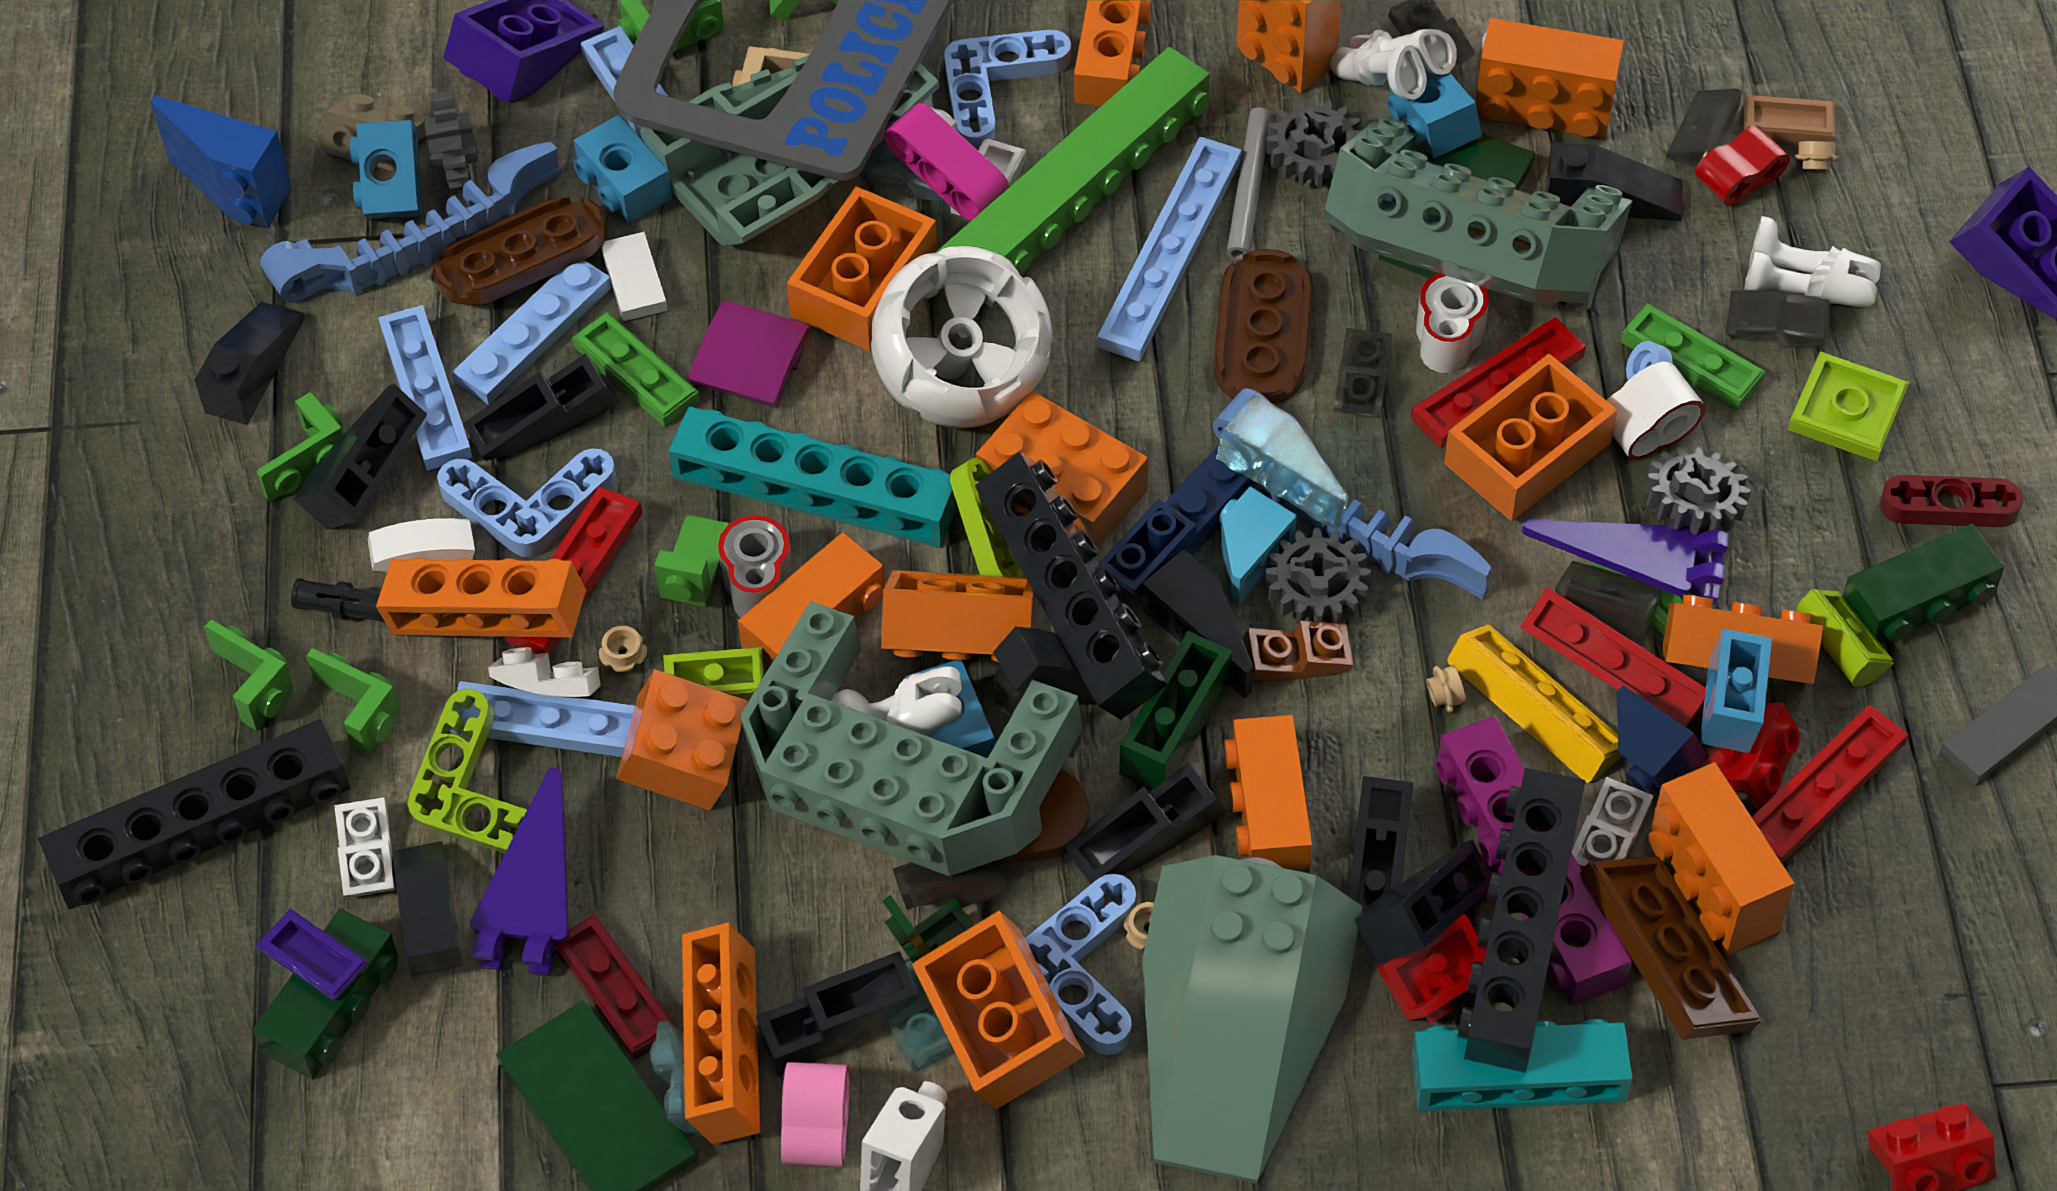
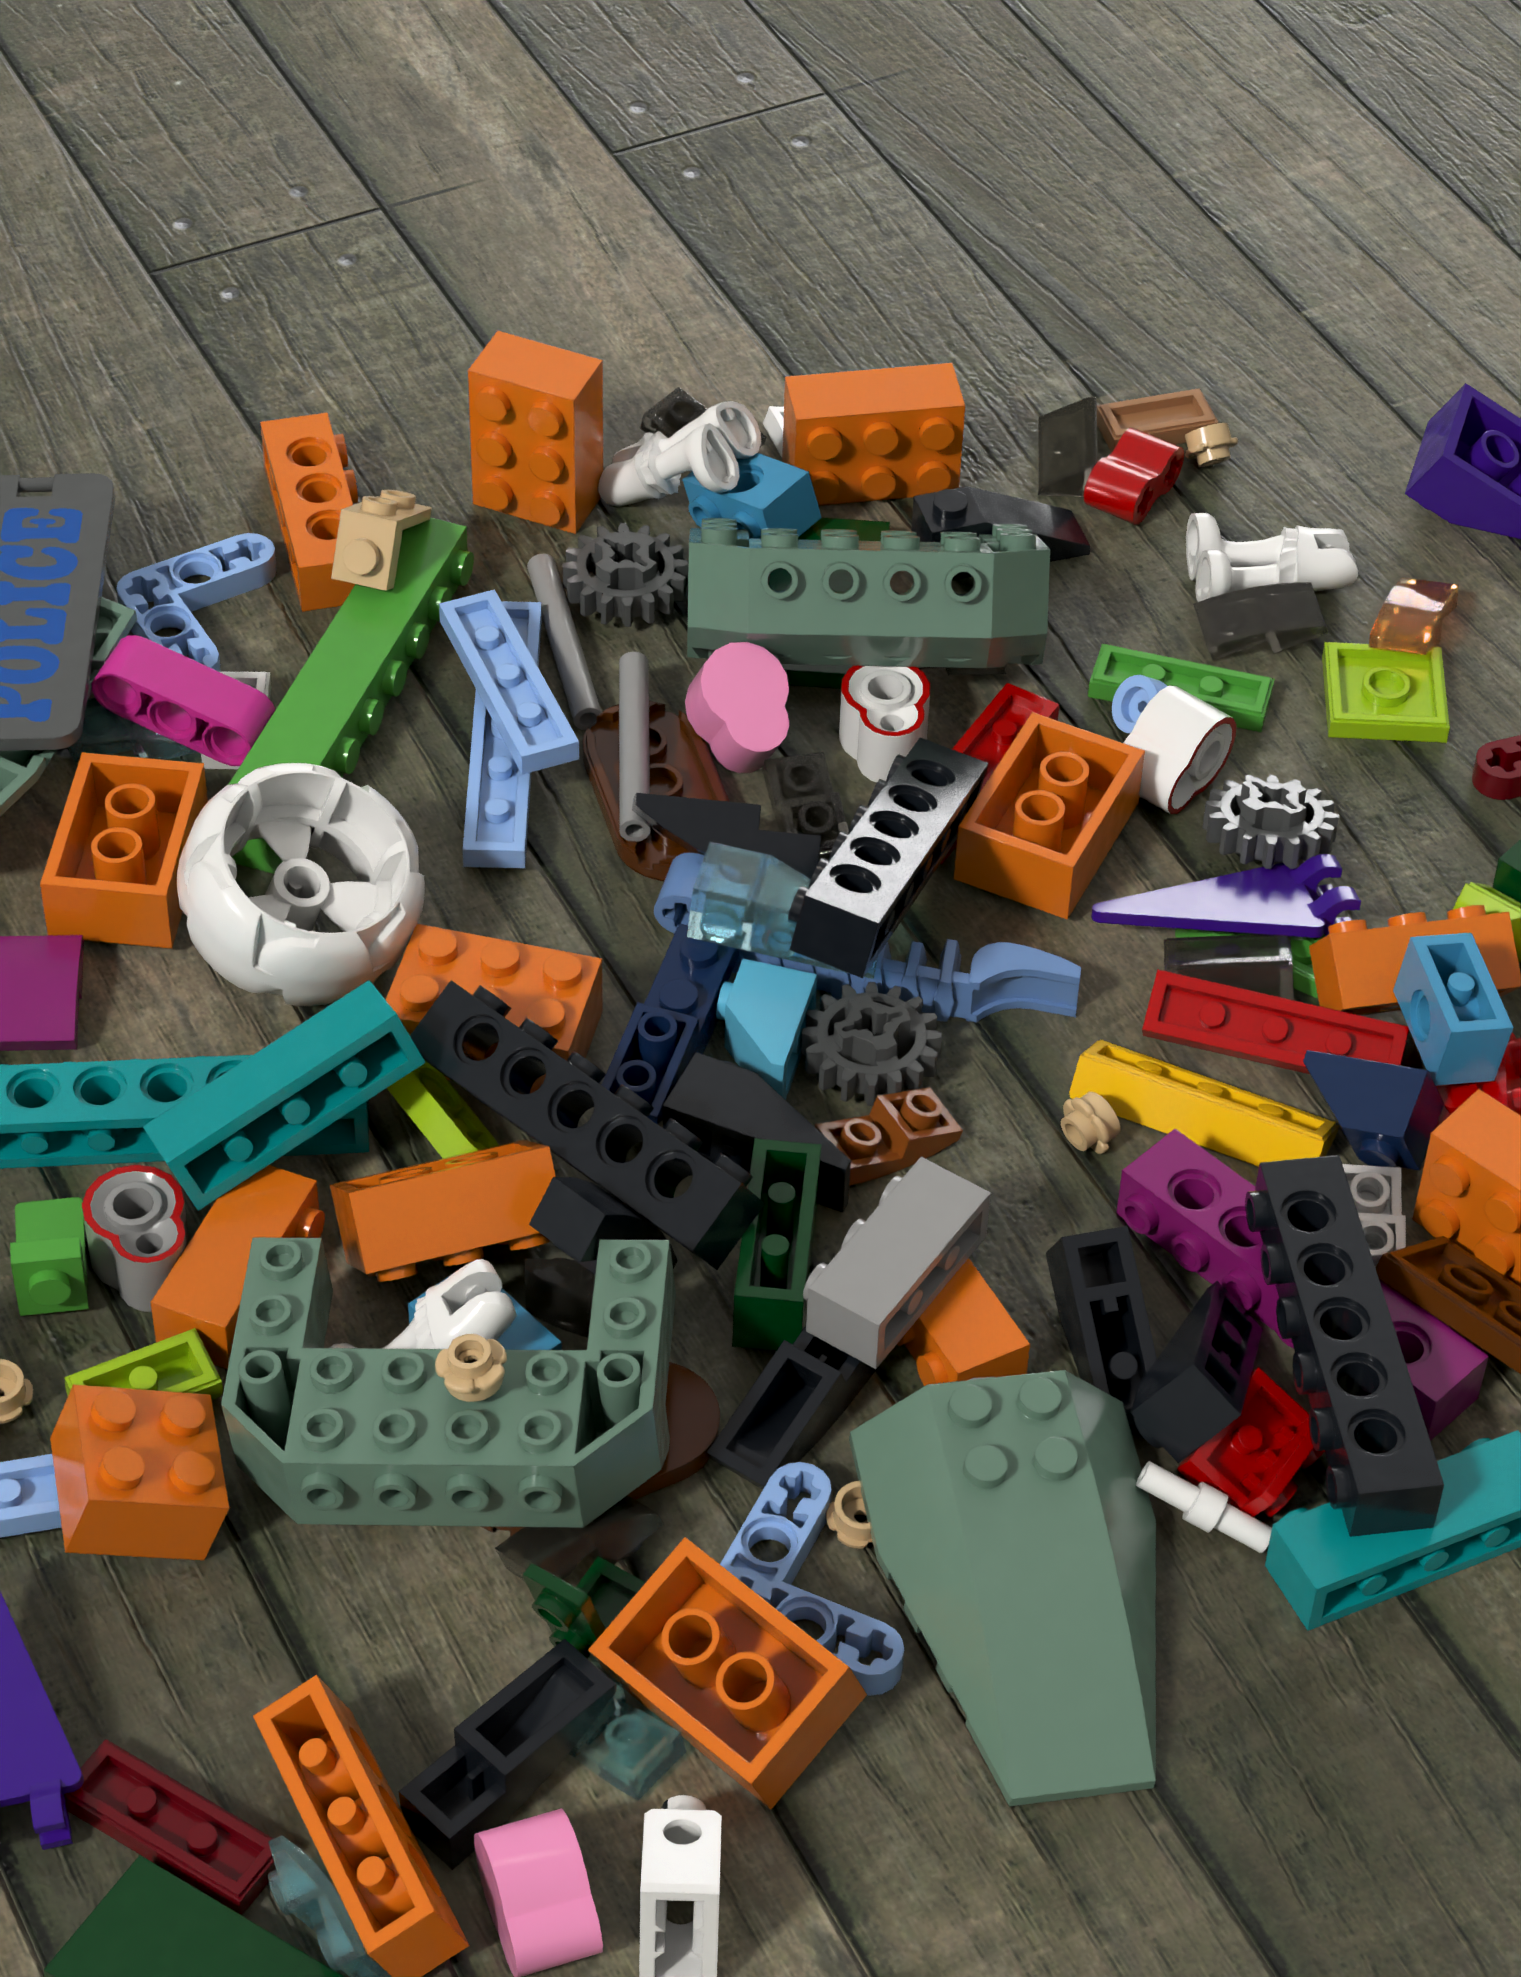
camera: 25 degrees left, 10 degrees down
(878, 499) = (284, 1094): none -> teal brick
(904, 757) = (472, 1380): none -> tan plate
(1129, 64) = (372, 537): none -> tan bracket
(1183, 212) = (509, 682): none -> light blue plate
(1241, 756) = (896, 1261): none -> light grey brick
(1255, 289) = (633, 742): none -> light grey piece
(1287, 387) = (700, 821): none -> black slope
(1341, 280) = (740, 705): none -> bright pink piece
(1374, 444) = (885, 857): none -> black brick
(1381, 1000) = (1204, 1507): none -> white bar
(1897, 350) = (1413, 616): none -> clear orange slope

